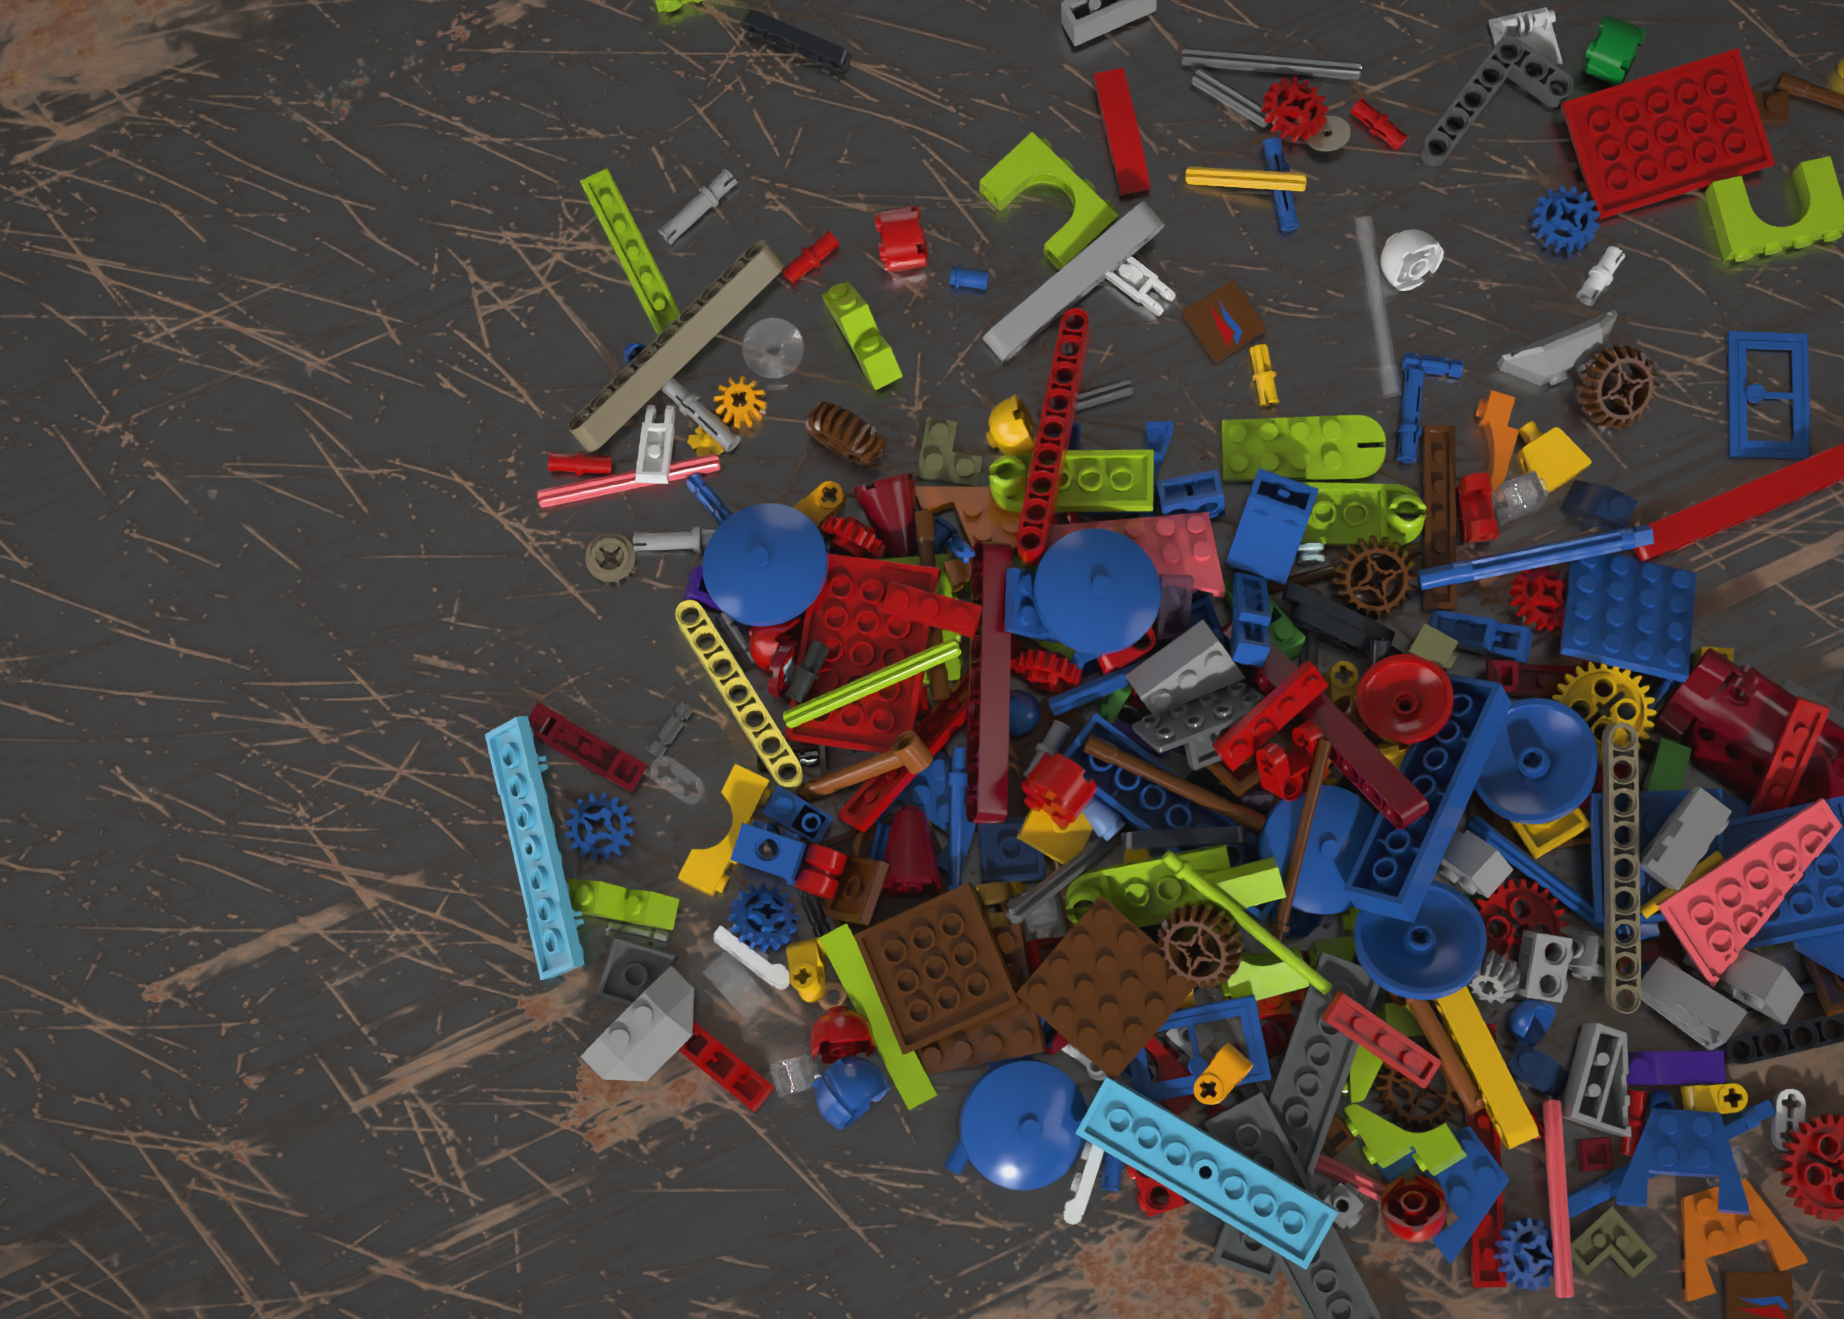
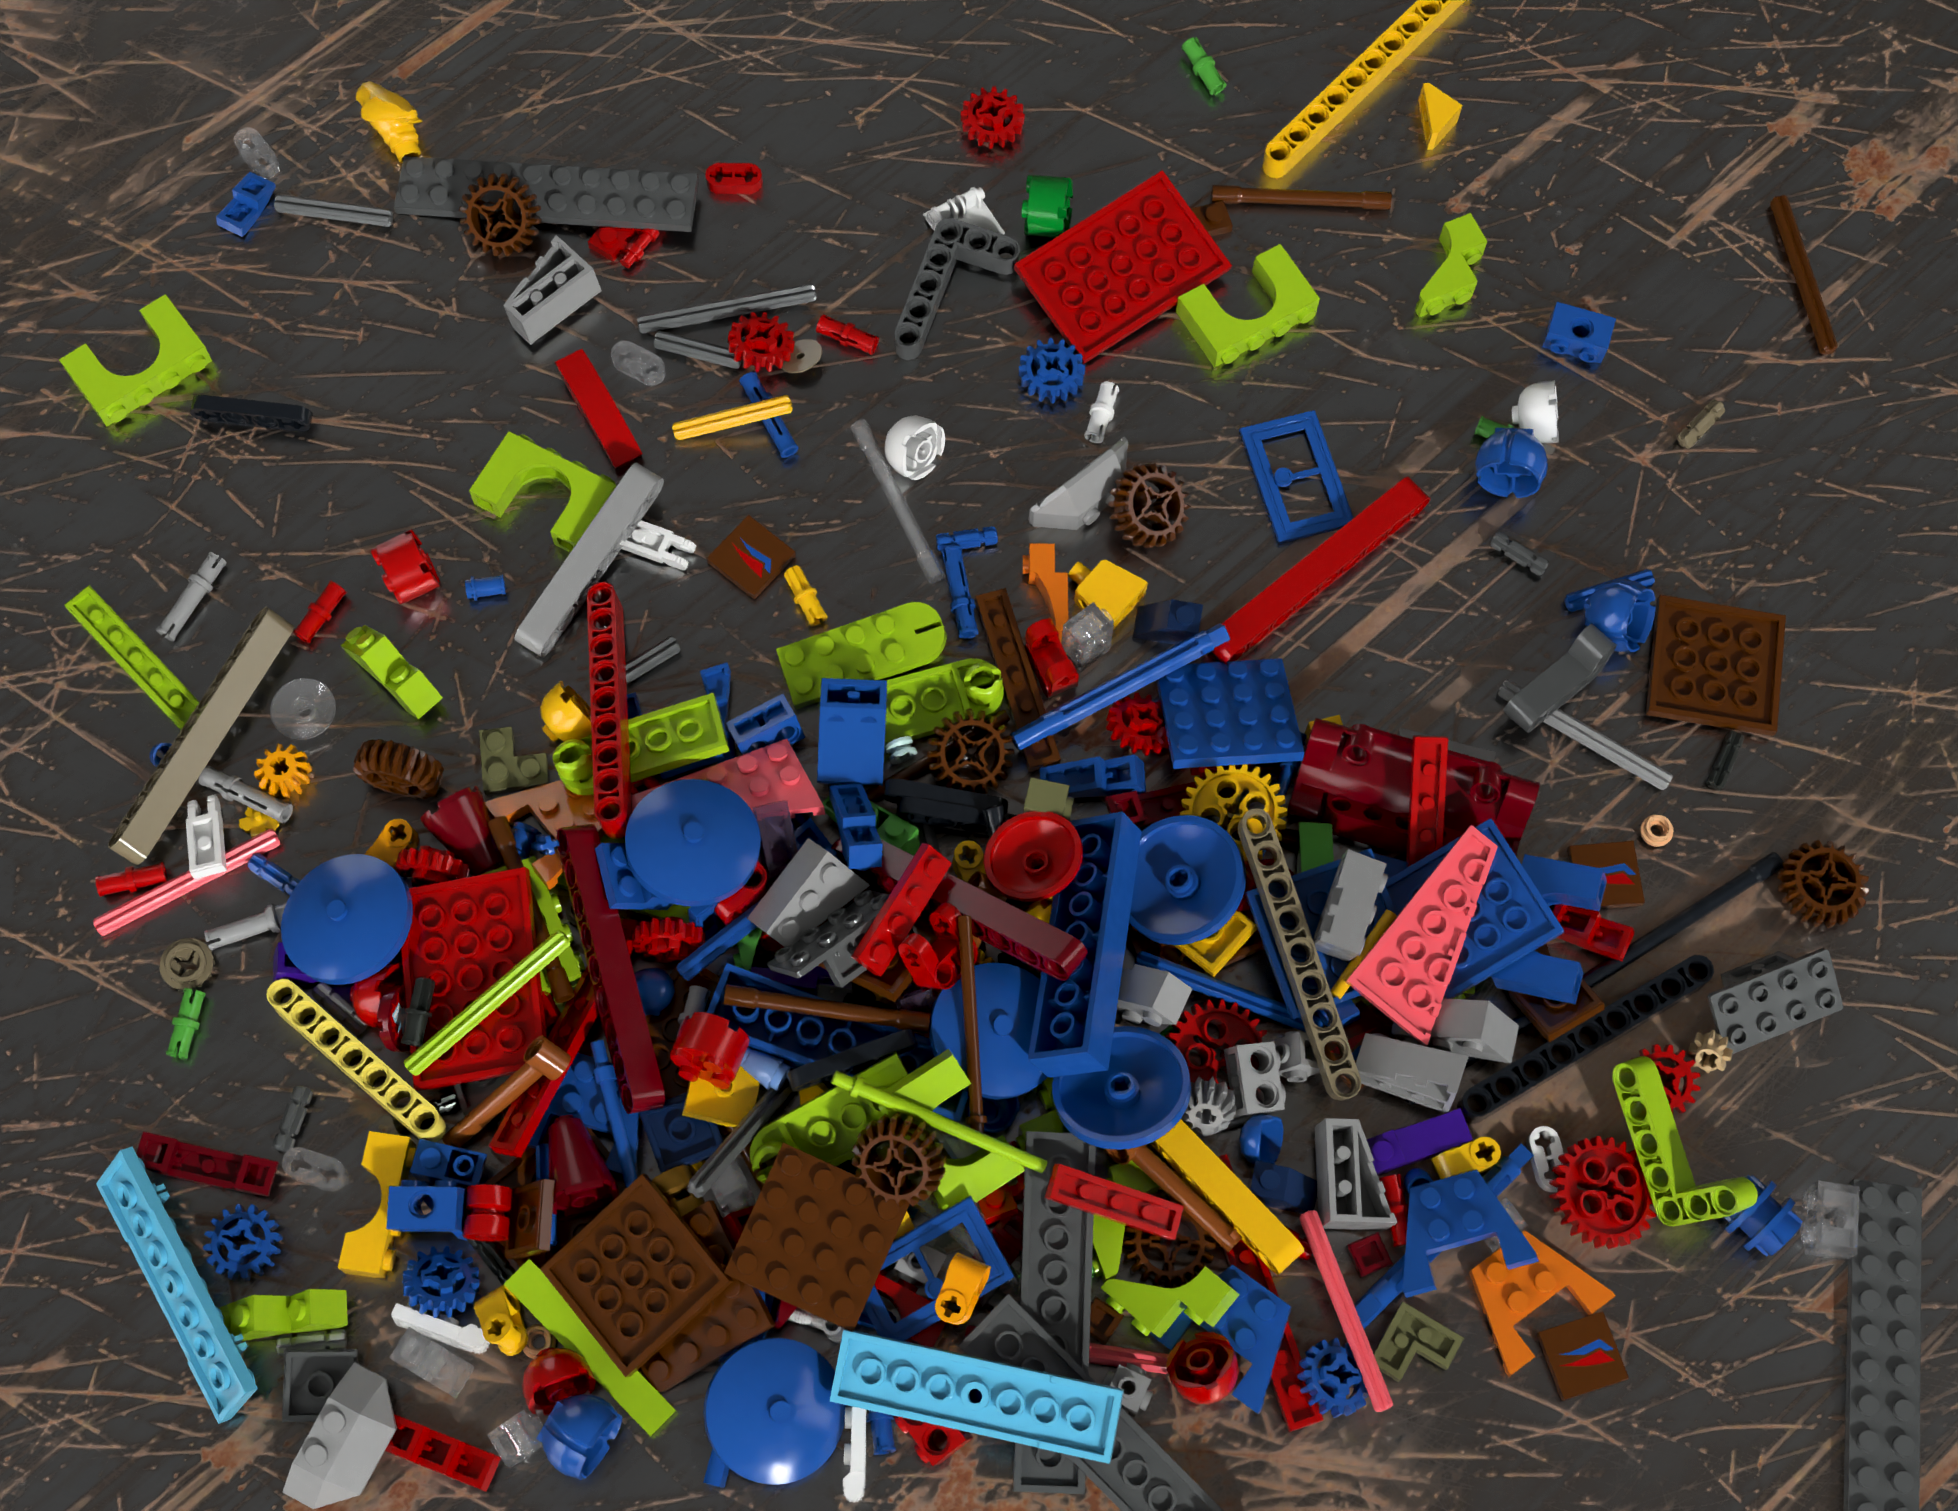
camera: 20 degrees left, 10 degrees down
(596, 612) = (185, 1023): none -> bright green pin
(932, 609) = (528, 909): red plate -> none
(1176, 89) = (635, 367): none -> clear beam

